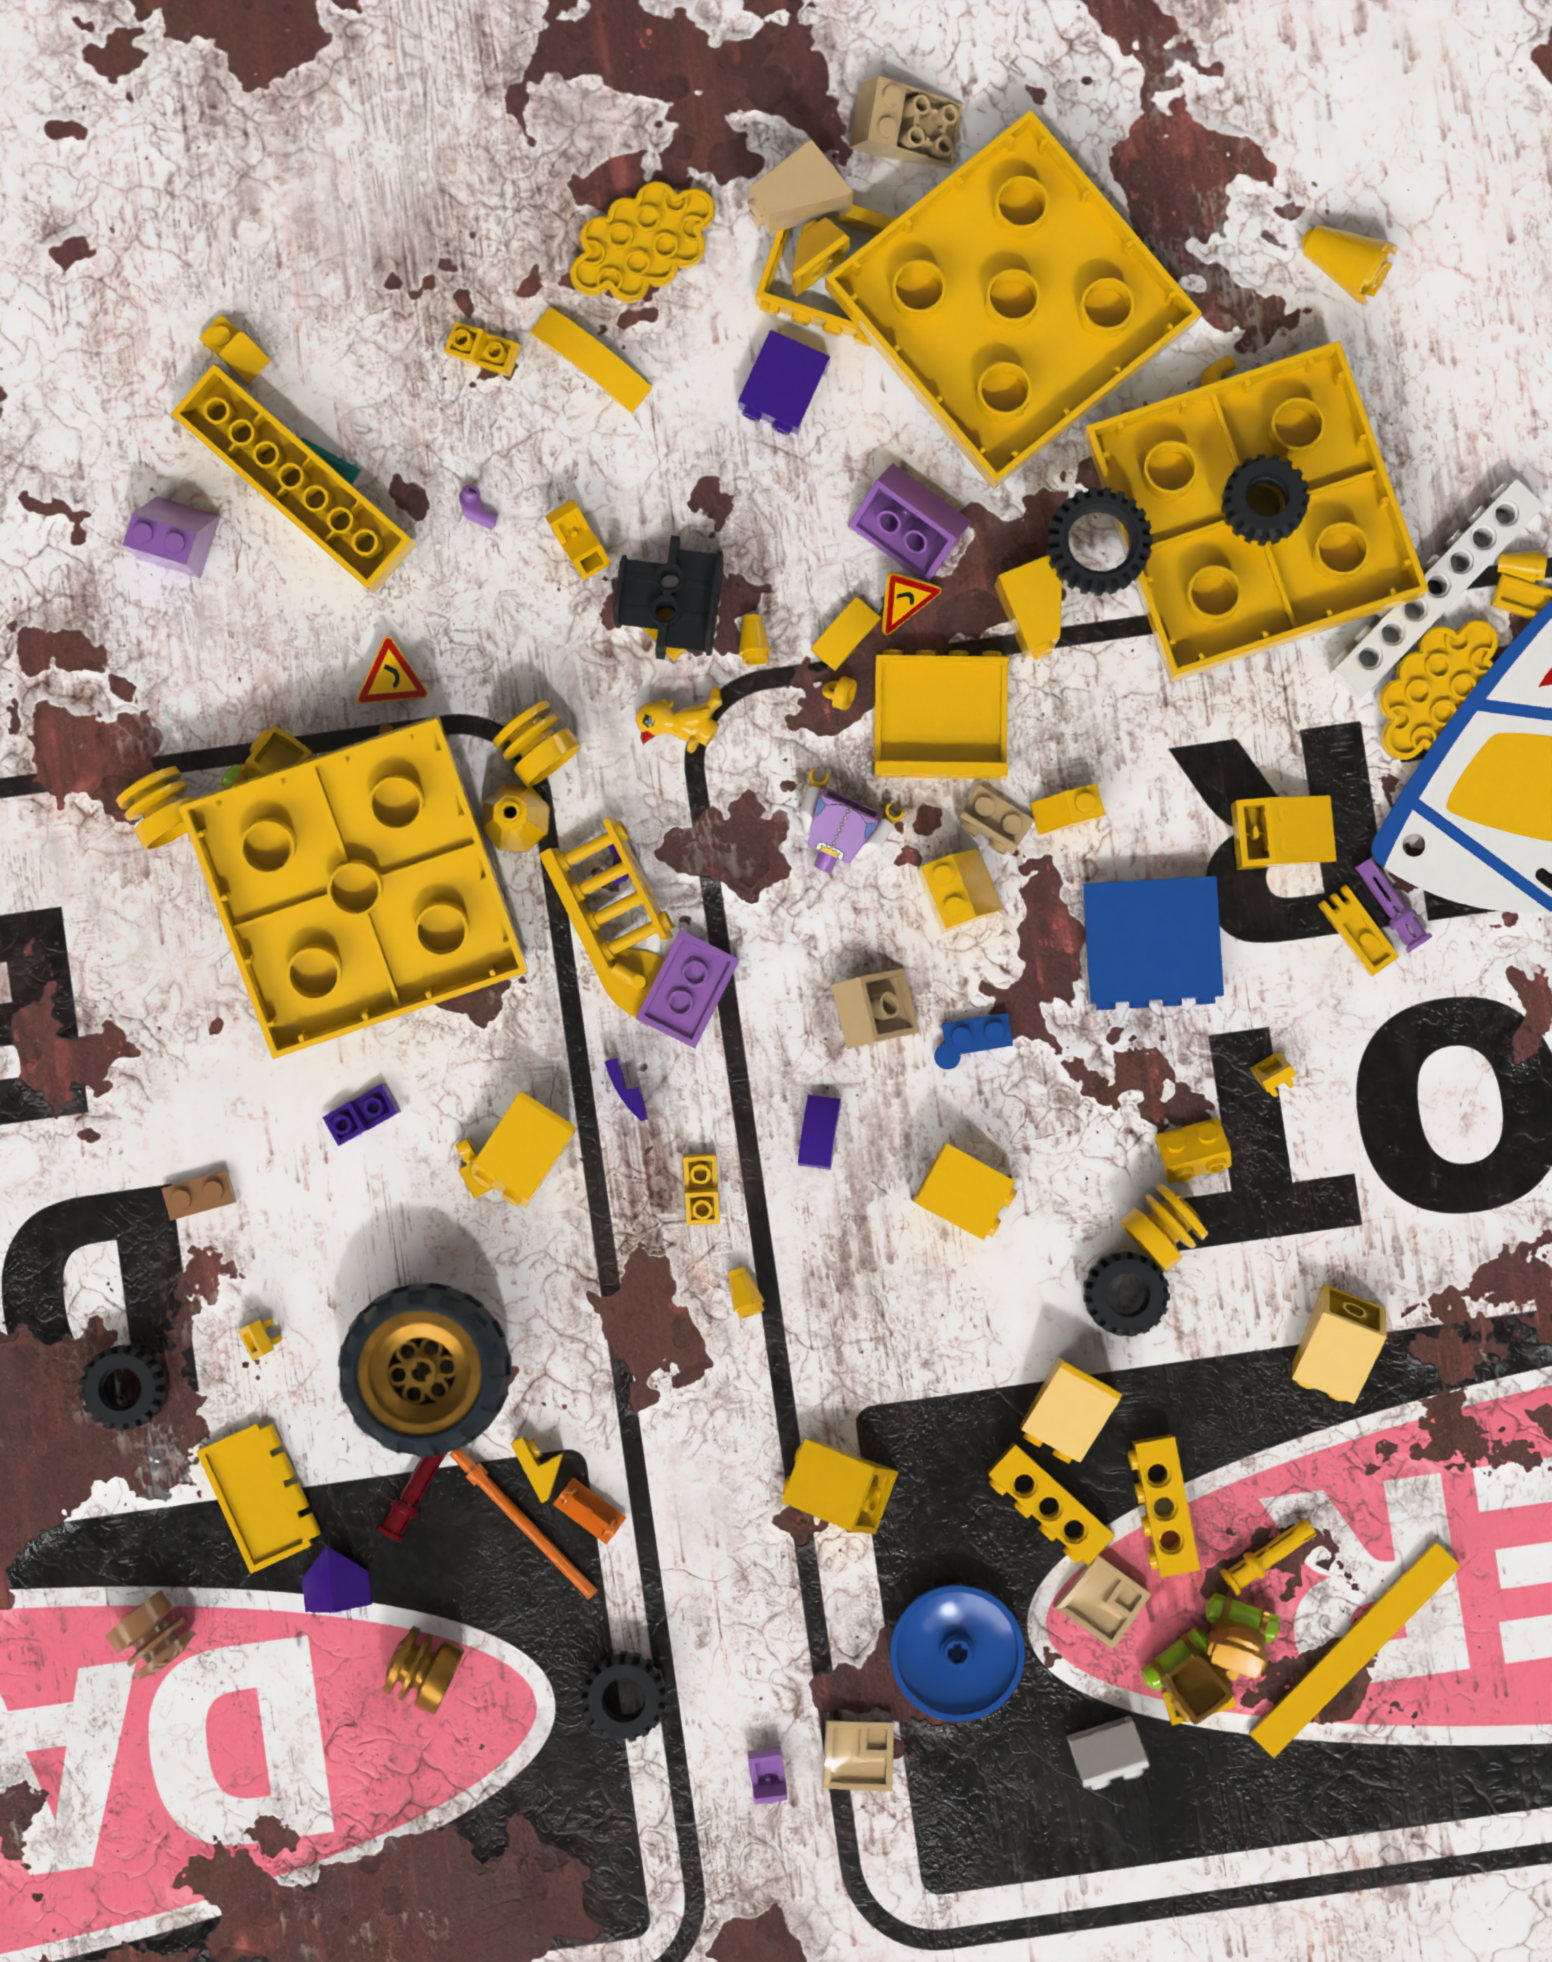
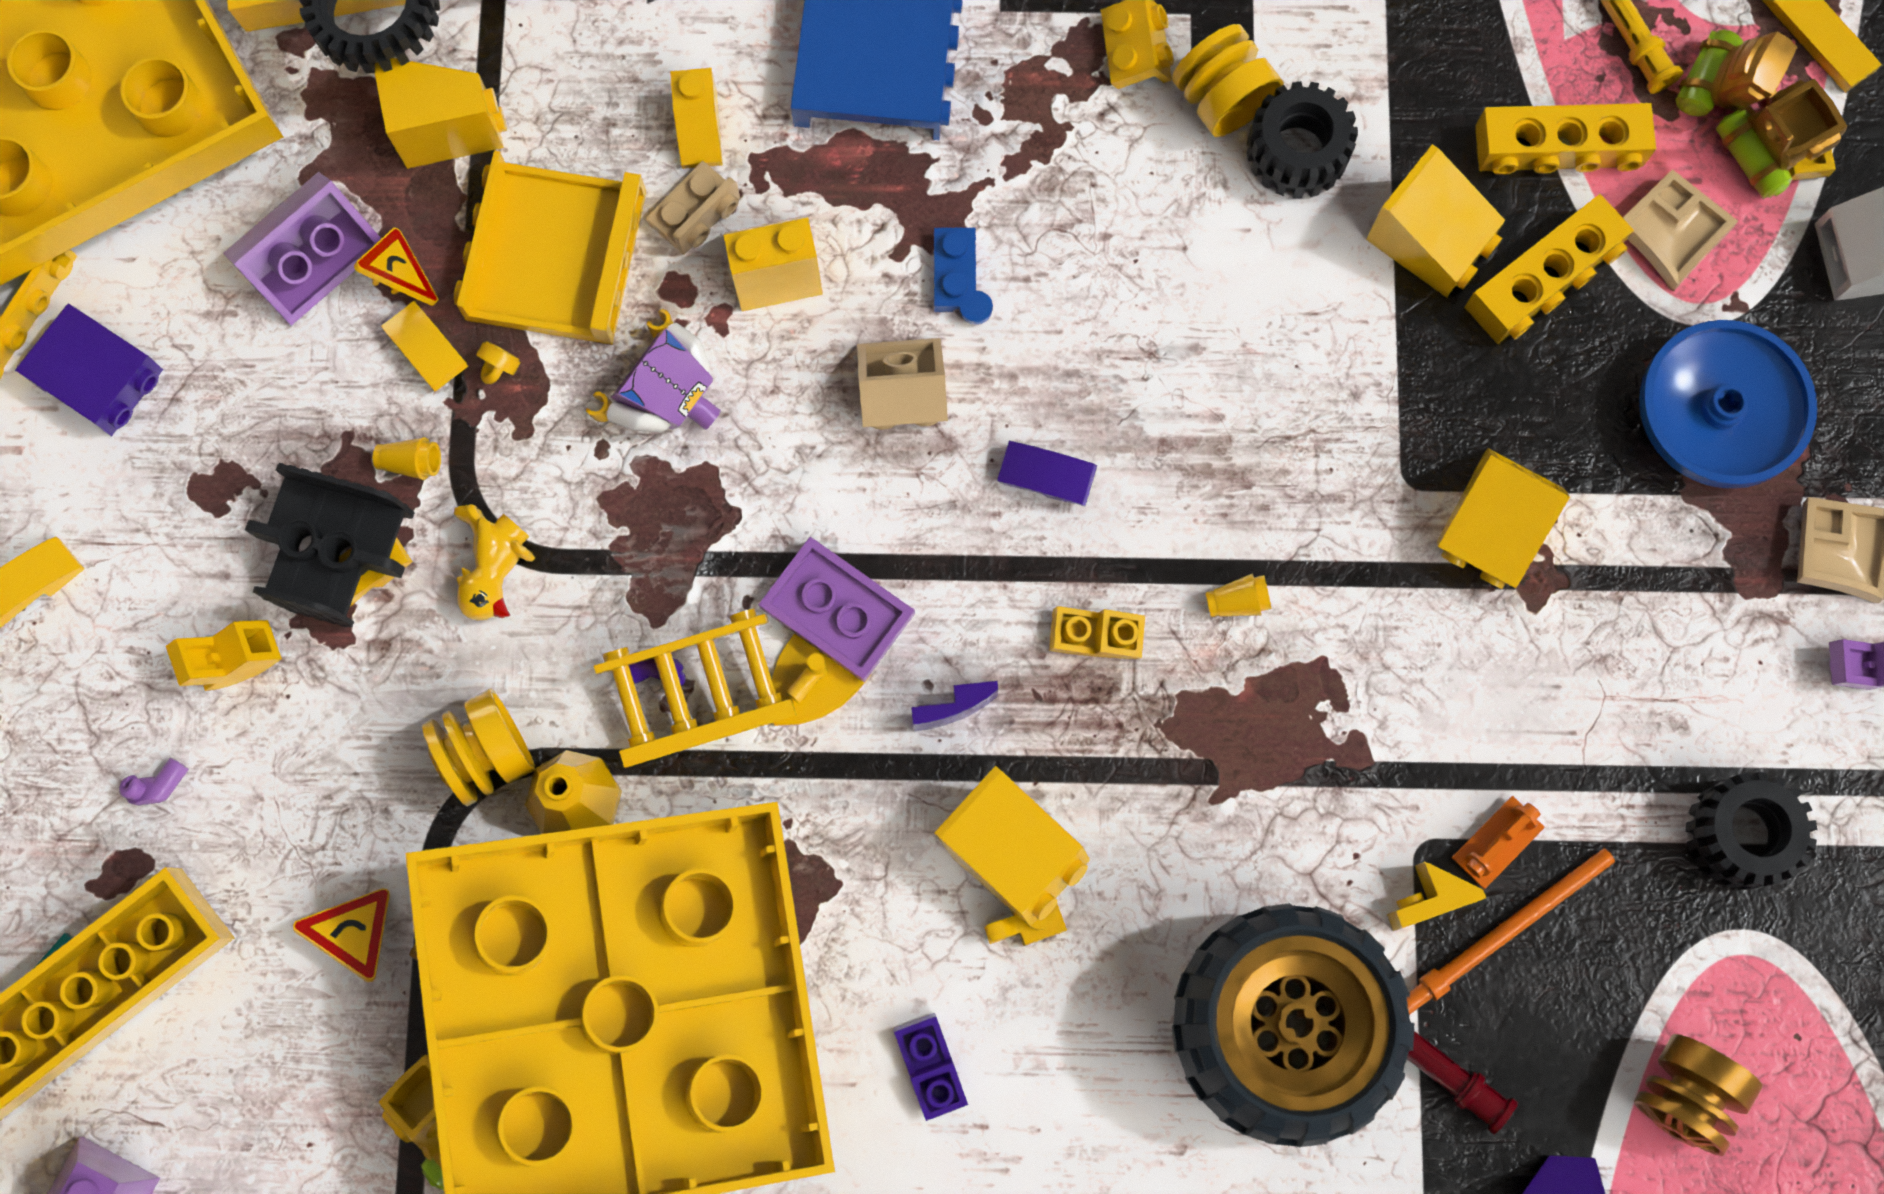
camera: 85 degrees left, 10 degrees down
(965, 1192) = (1147, 309): yellow slope -> none

